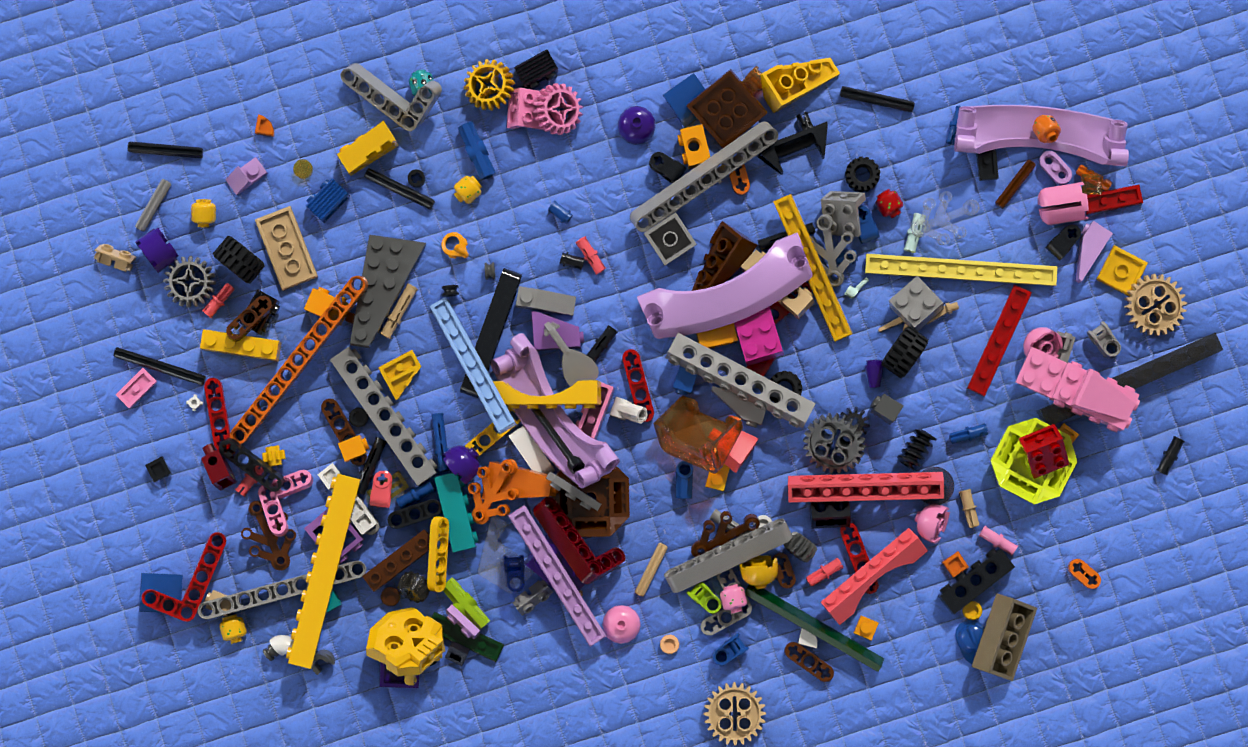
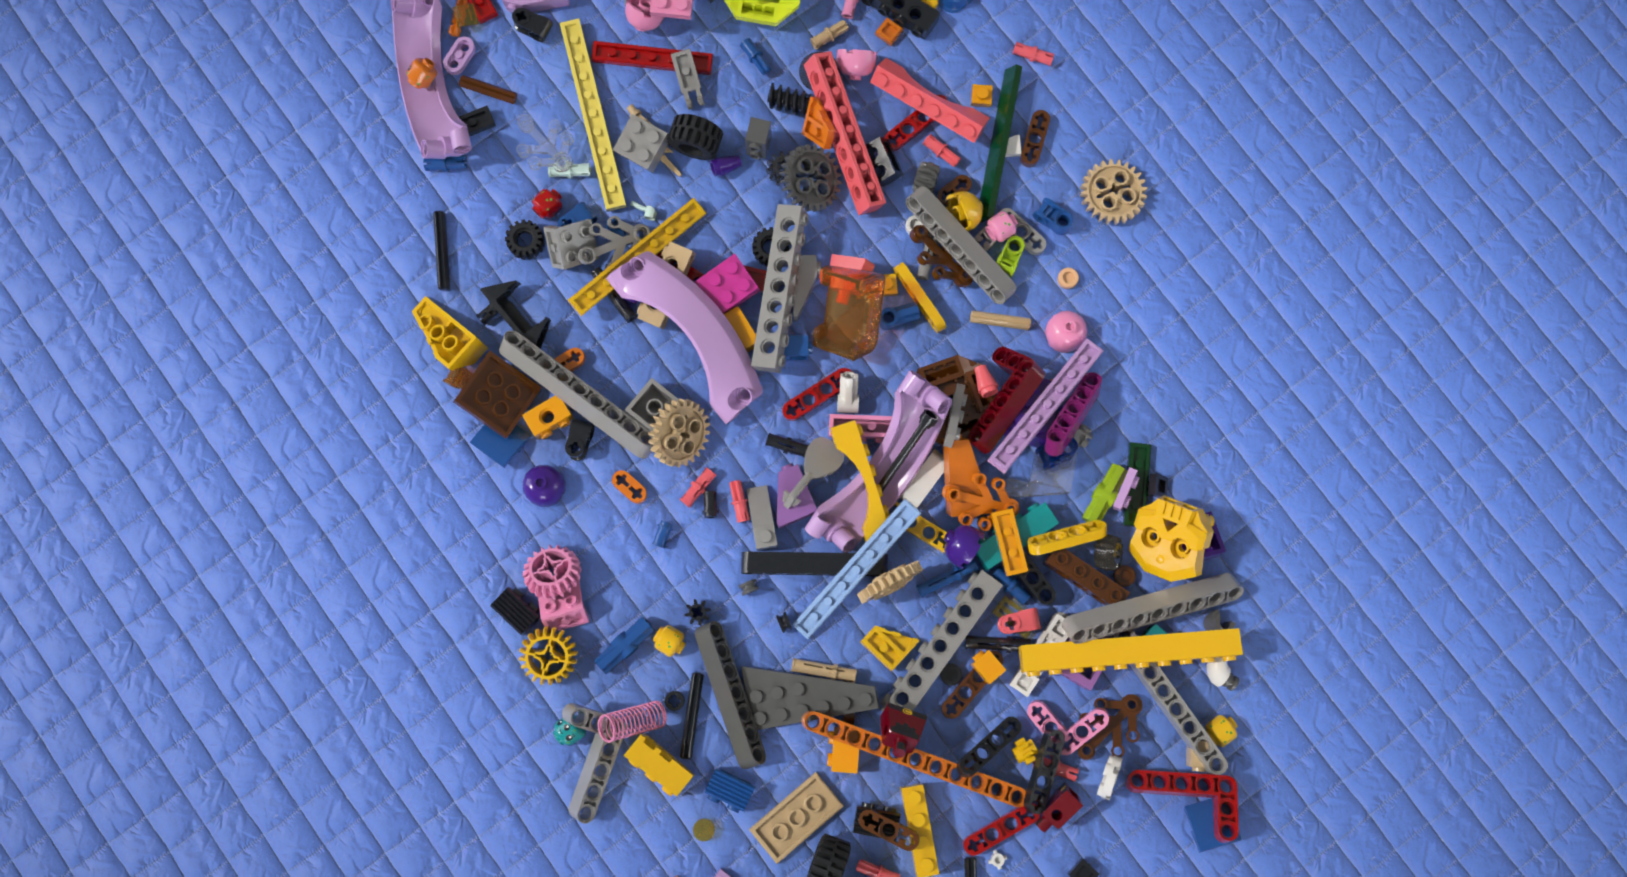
camera: 110 degrees left, 5 degrees down
(229, 520) = (1110, 777): none -> white plate
(286, 426) = (989, 747): none -> black beam
(325, 355) = (901, 729): none -> dark red torso
(353, 605) = (1152, 608): none -> light grey beam
(405, 225) = (730, 695): none -> dark grey beam
(408, 120) = (612, 721): none -> bright pink piece
(450, 502) = (1009, 542): none -> light orange plate
(452, 394) = (890, 582): none -> tan gear
(459, 250) = (738, 626): light orange piece -> none
(483, 215) = (692, 614): none -> black gear
(535, 595) = (1073, 414): none -> magenta beam
(566, 286) = (739, 501): none -> coral axle
(594, 529) = (985, 382): none -> coral cone
(608, 193) = (626, 490): none -> orange beam
(640, 252) = (679, 432): none -> tan gear
(694, 504) = (920, 297): none -> yellow beam
(725, 256) = (655, 349): reddish brown wedge -> none
(881, 466) = (818, 125): none -> orange wing
(890, 689) = (1033, 53): none -> coral pin
(967, 365) = (687, 76): none -> light grey hinge
(1065, 212) = (493, 33): bright pink cylinder -> none

